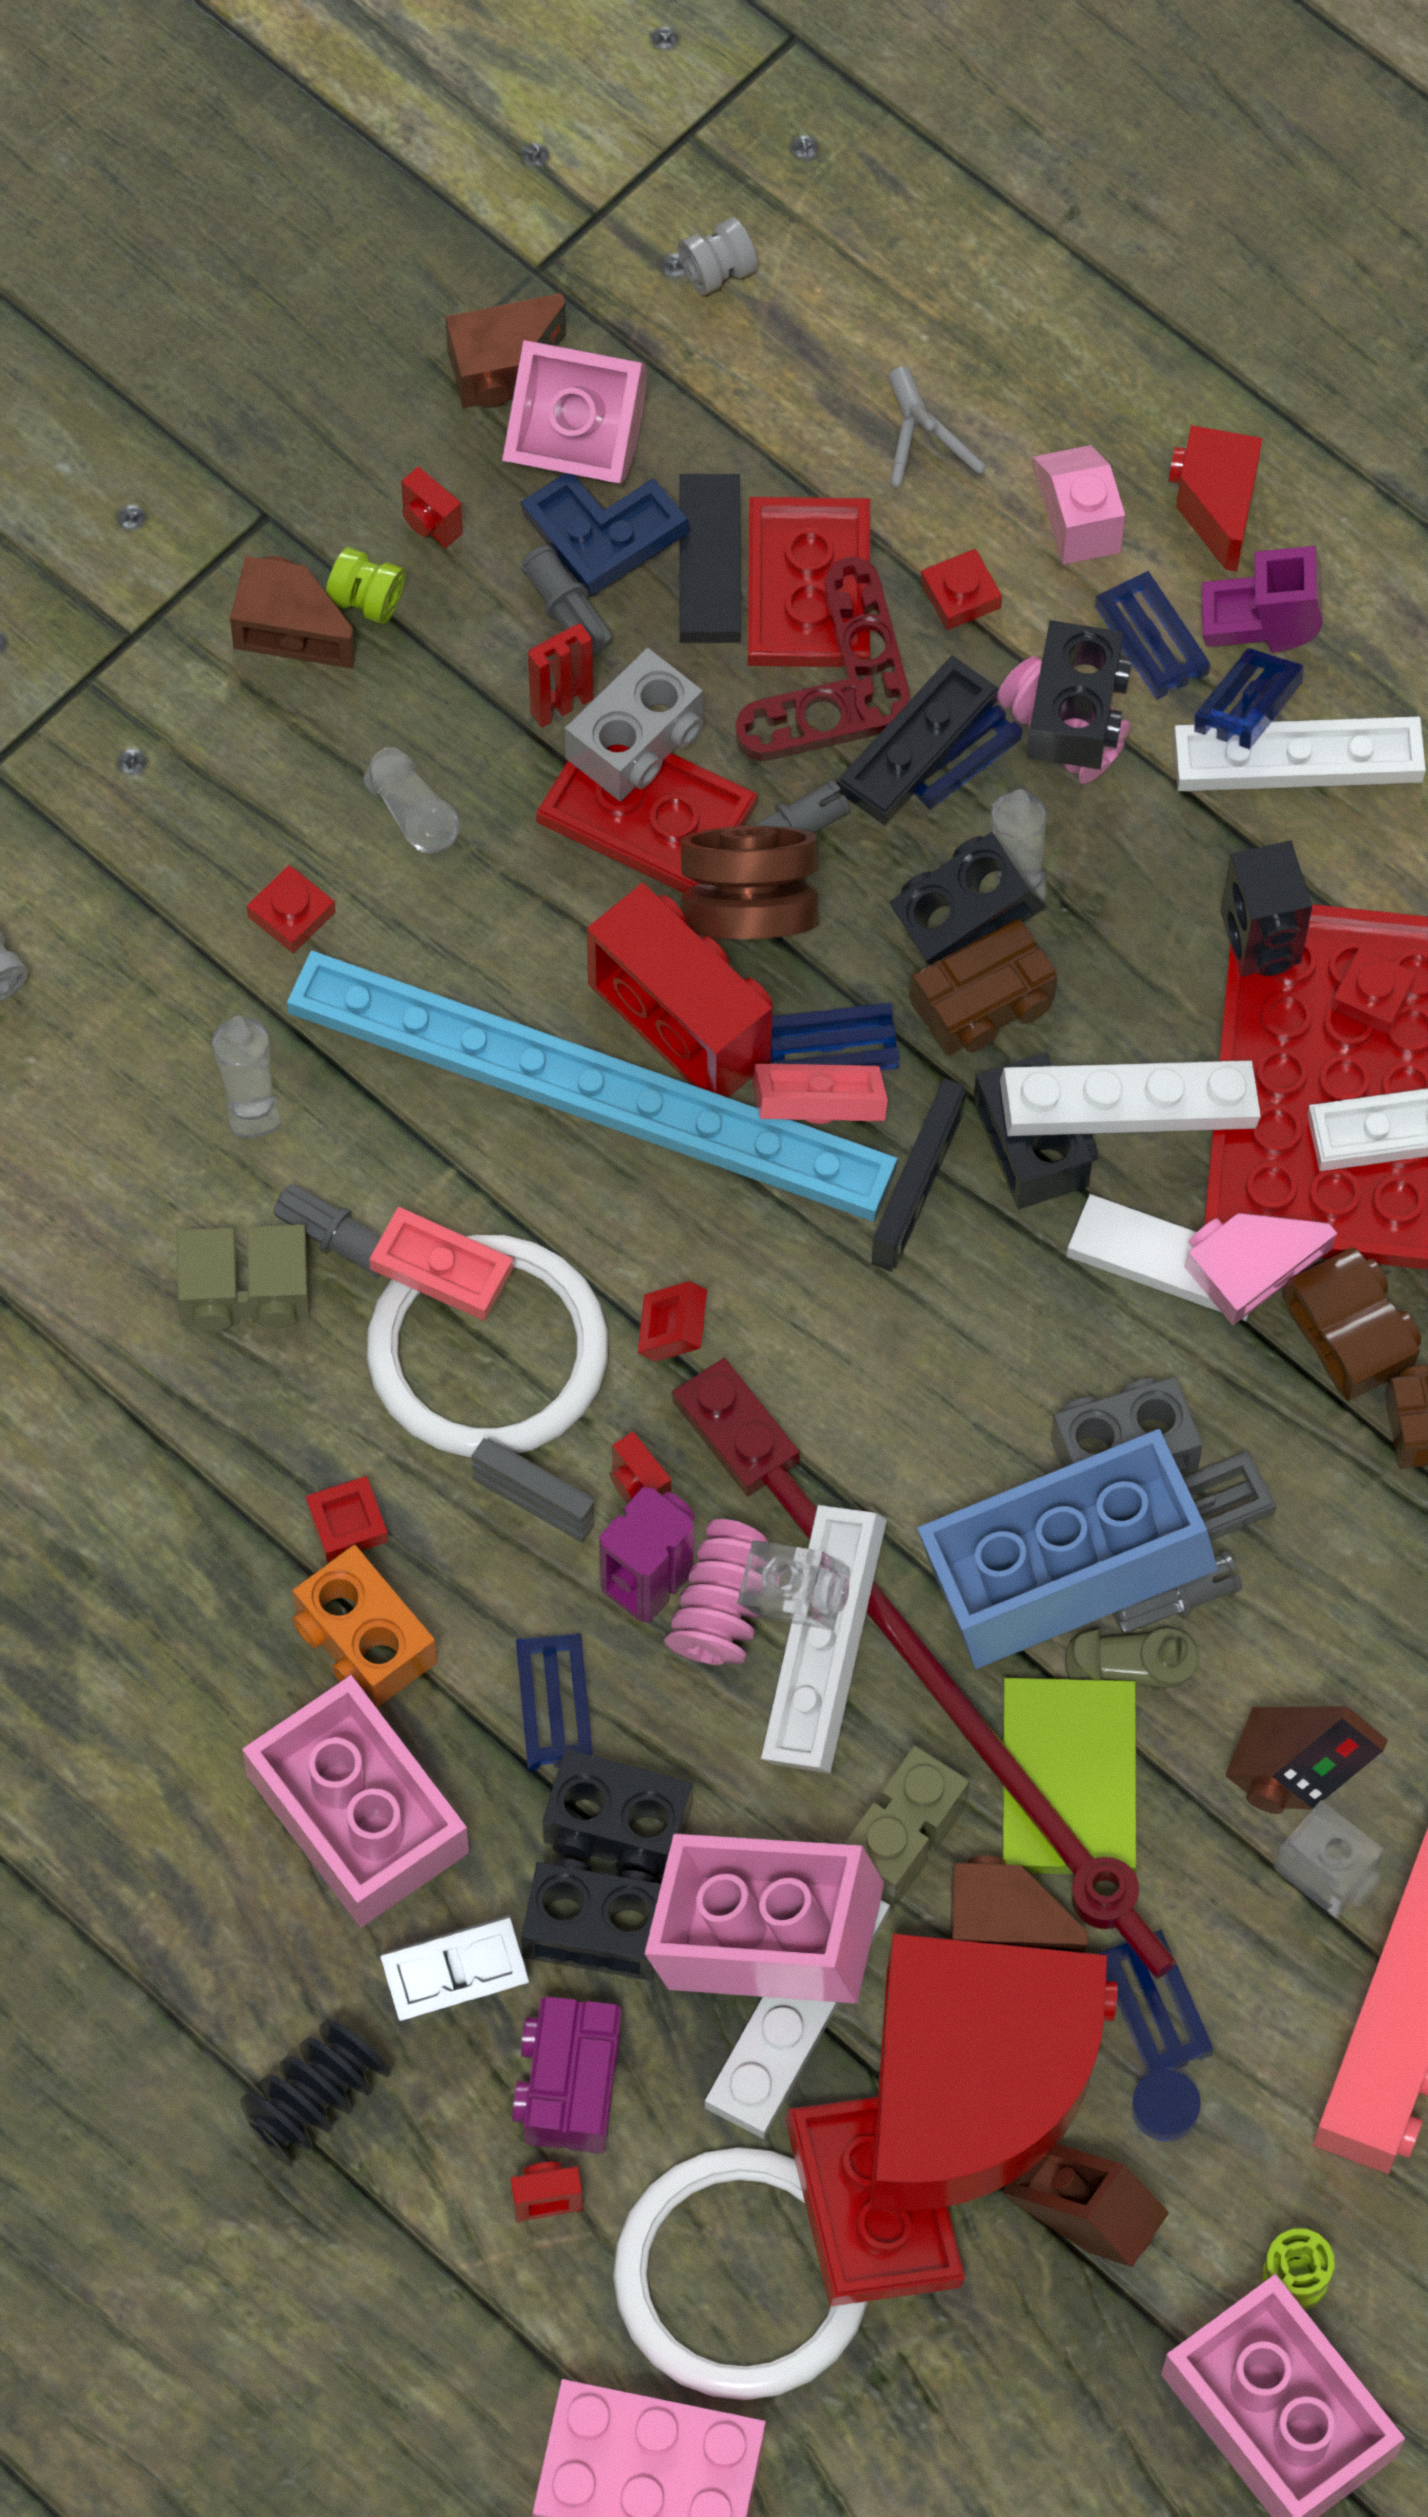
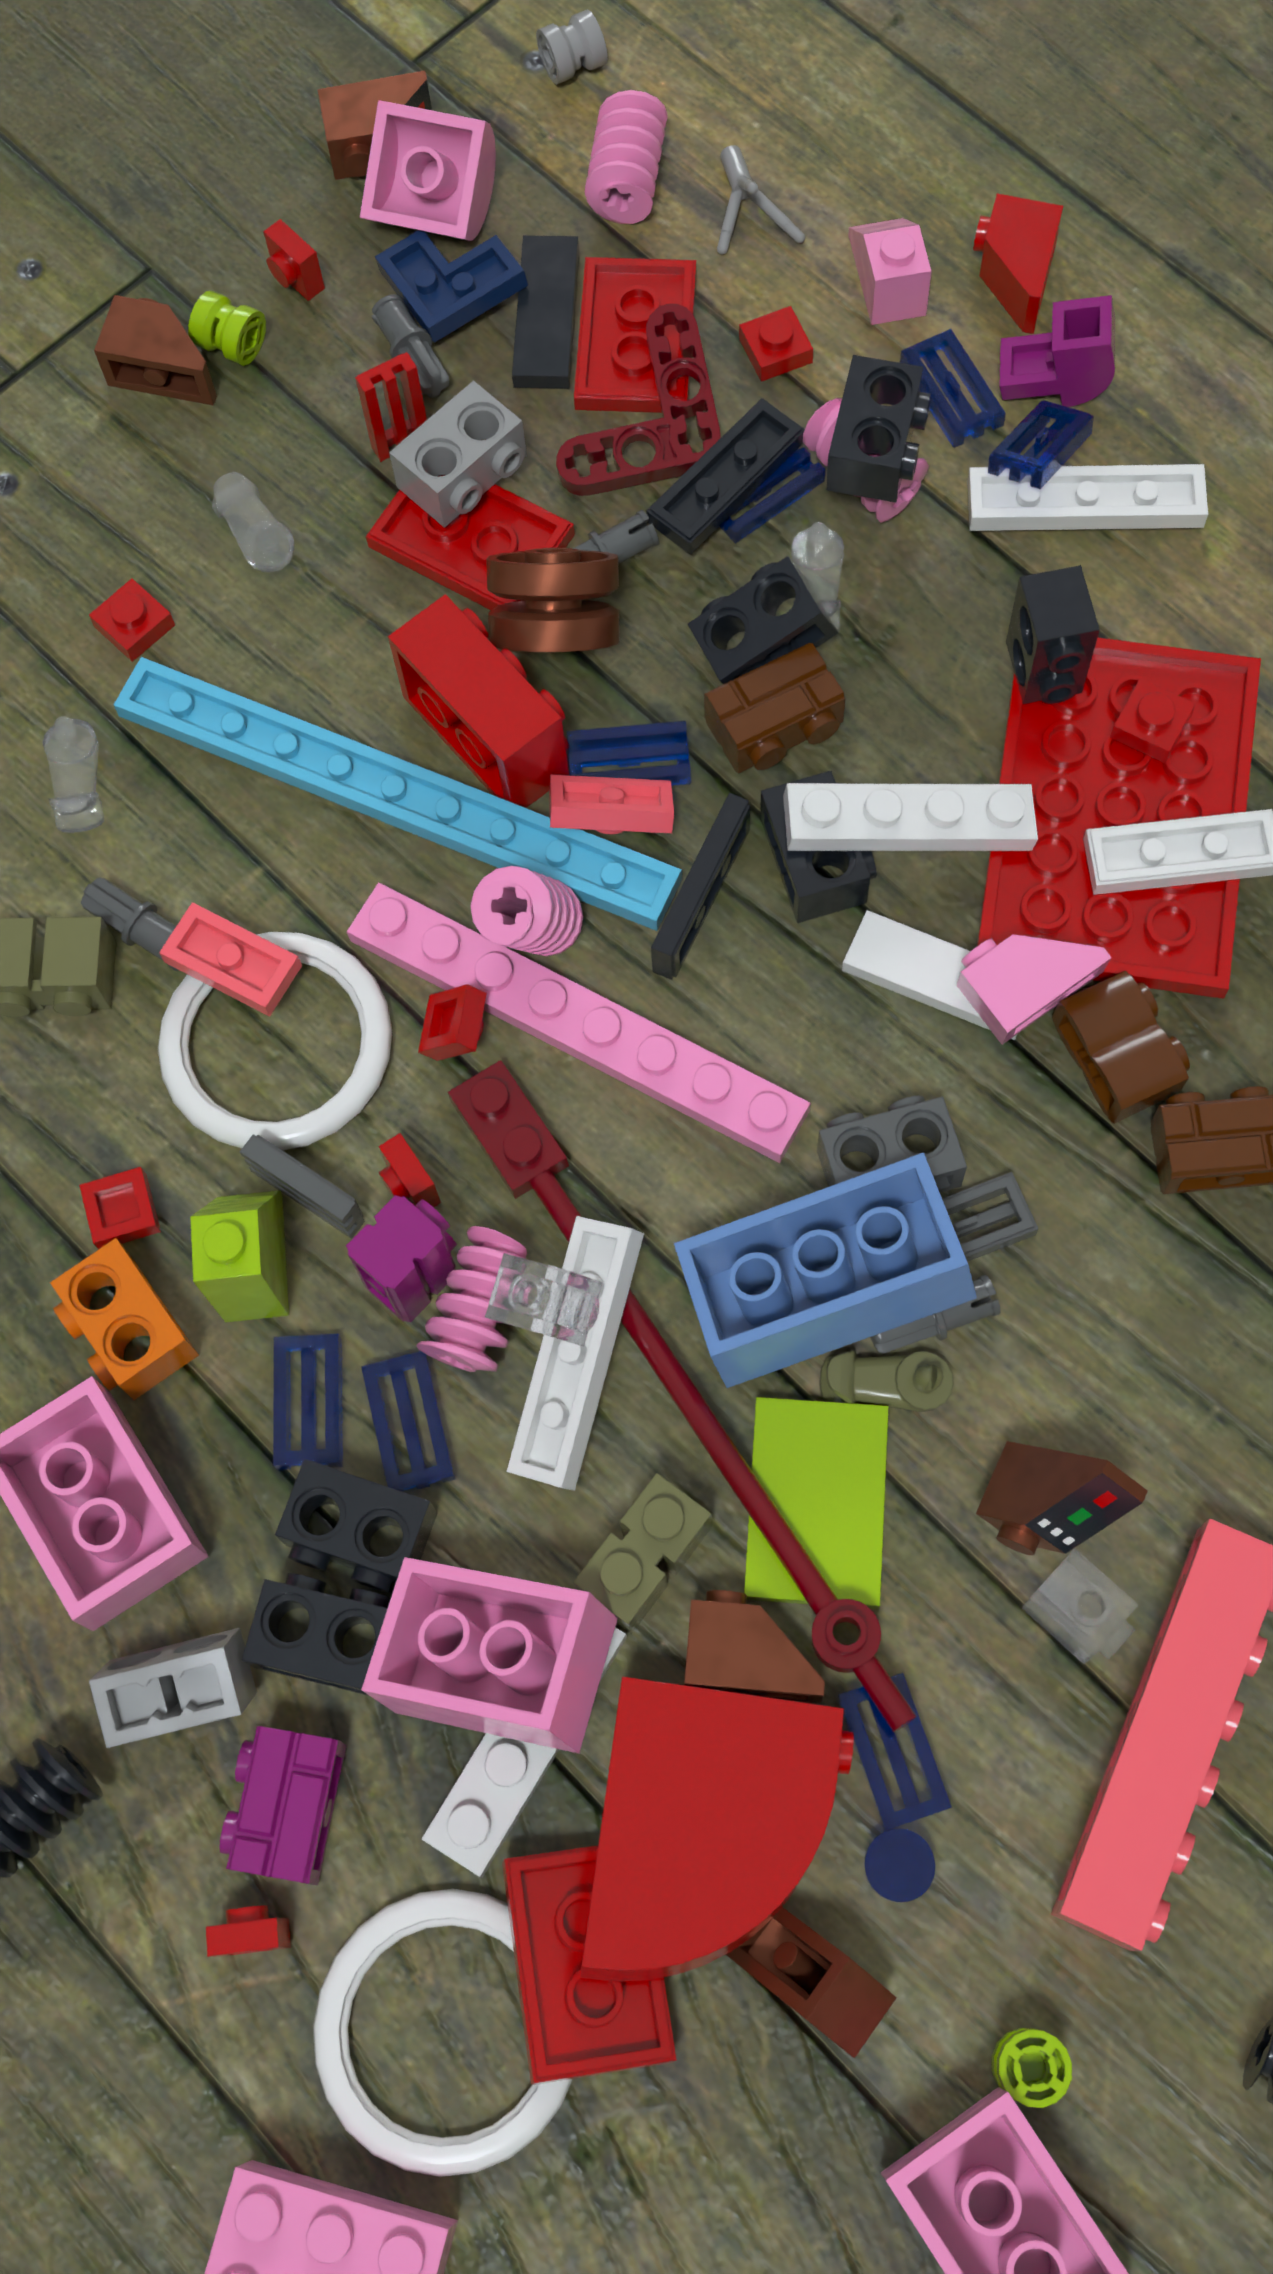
camera: 10 degrees right, 5 degrees up
(485, 1562) = (241, 1256): none -> lime slope
(672, 1766) = (420, 1476): none -> clear blue tile
(740, 1184) = (526, 911): none -> bright pink piece
(787, 384) = (626, 156): none -> bright pink piece
(800, 1316) = (582, 1023): none -> bright pink plate

